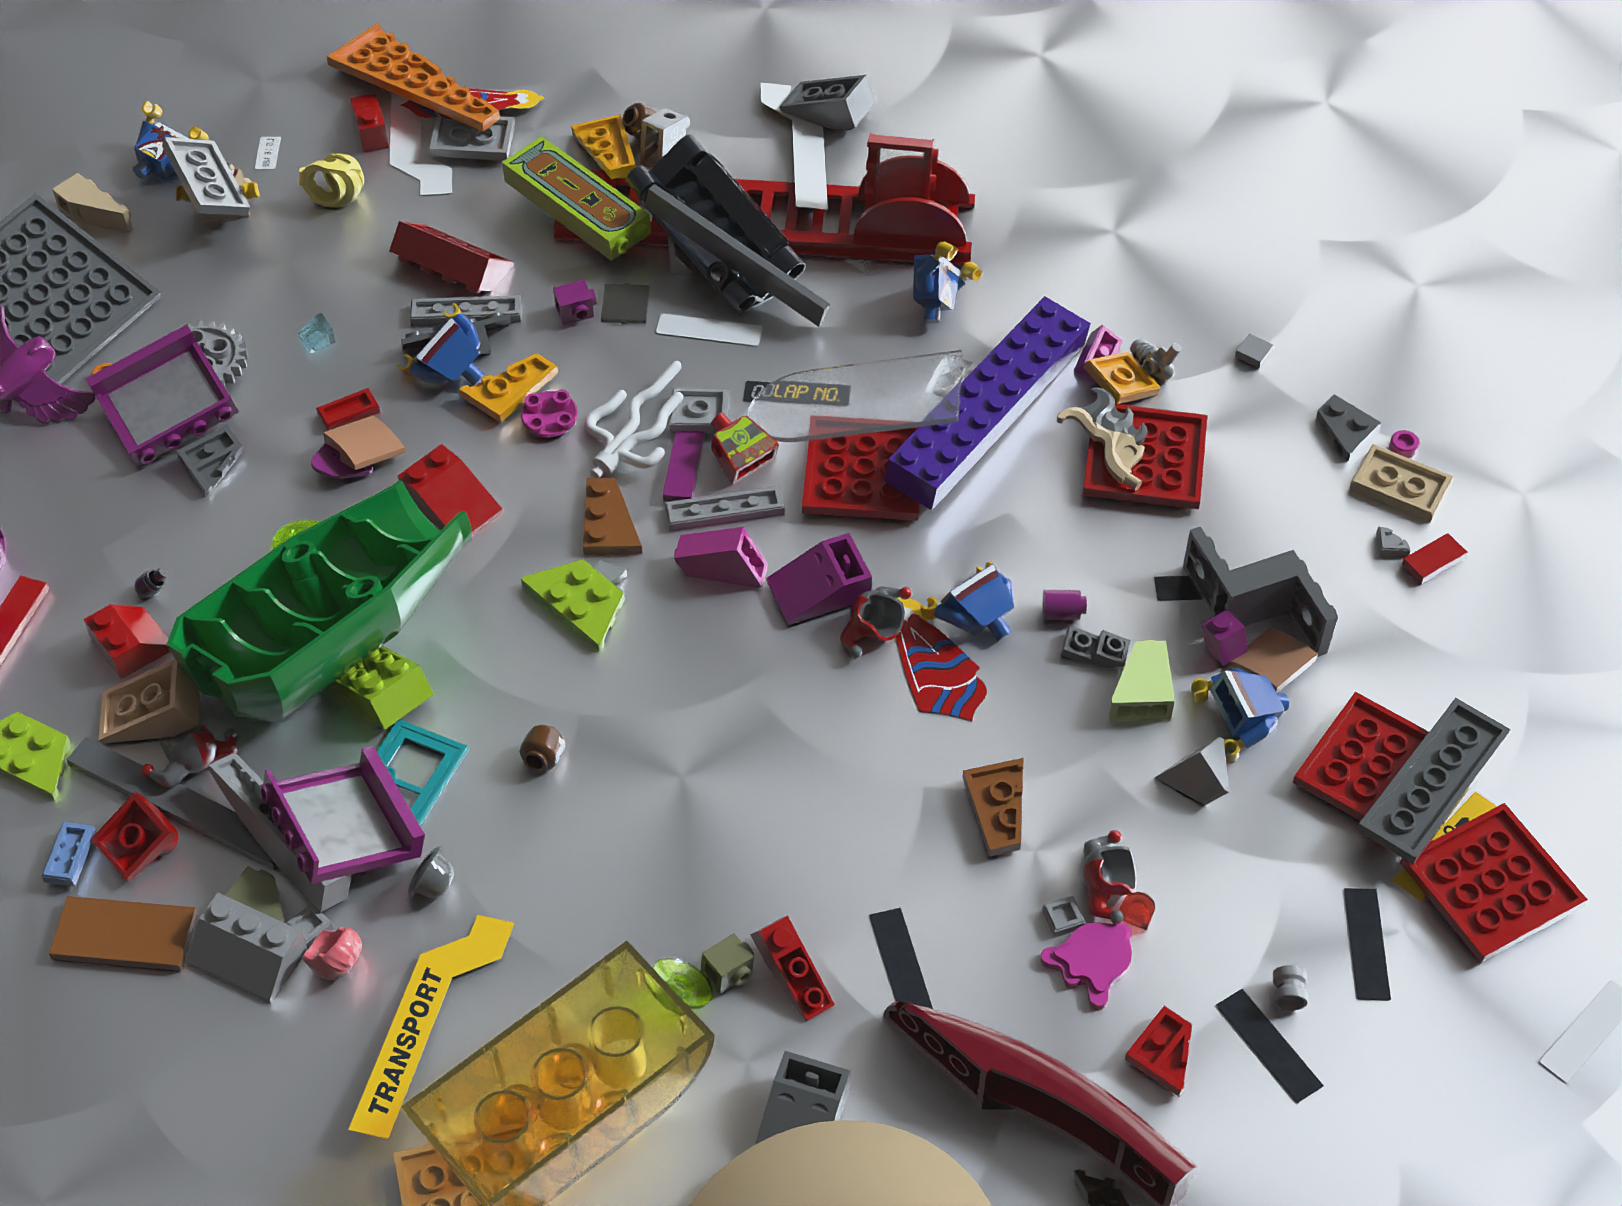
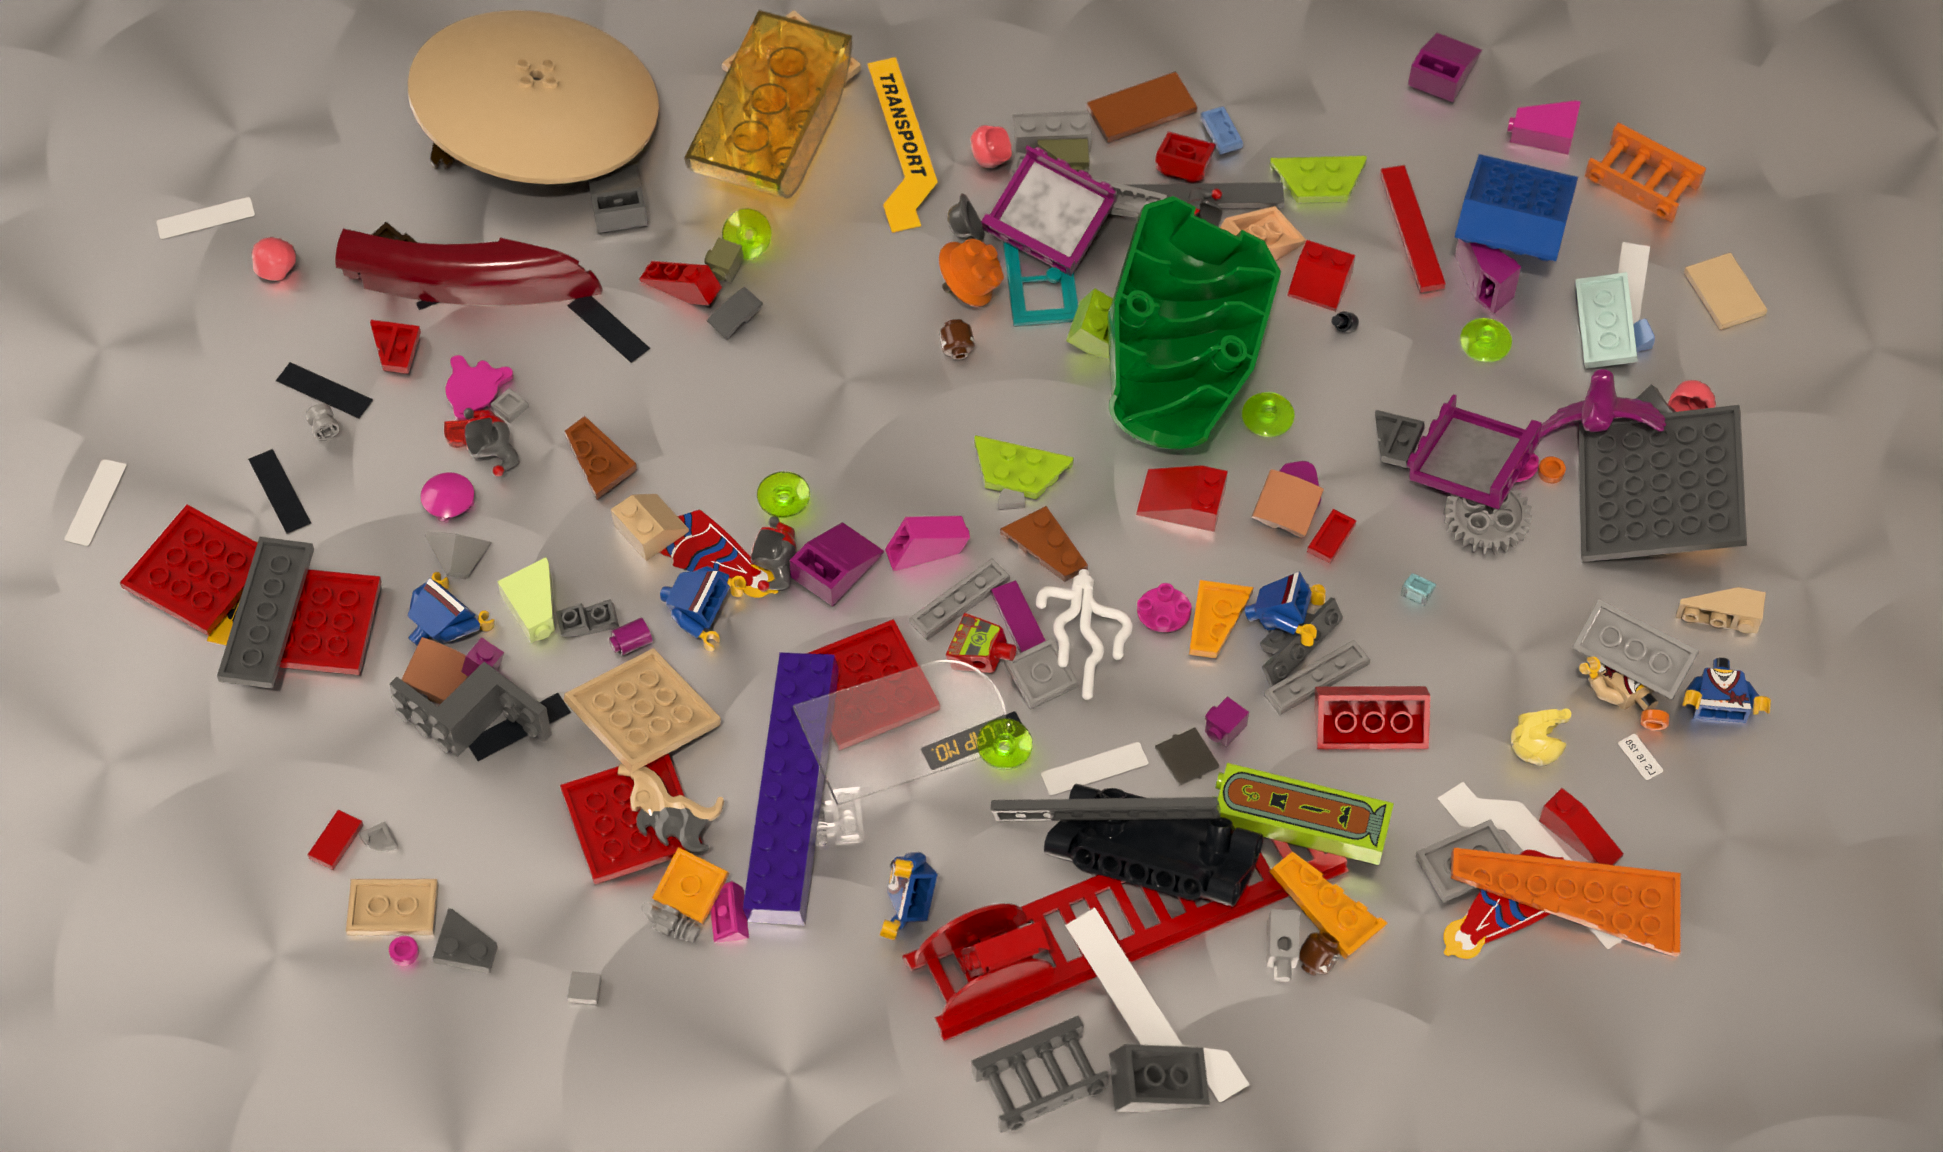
camera: 150 degrees right, 5 degrees up
(38, 515) = (1483, 347): none -> clear neon green dish
(235, 157) = (1654, 719): none -> orange tile
(476, 794) = (970, 271): none -> orange piece
(749, 895) = (734, 312): none -> dark grey slope
(775, 365) = (1004, 733): none -> clear neon green dish
(834, 661) = (783, 485): none -> clear neon green dish
(926, 124) = (1041, 1046): none -> dark grey fence
(984, 704) = (647, 523): none -> tan slope
(1090, 523) = (642, 710): none -> tan plate
(1181, 842) = (447, 495): none -> dark pink dish

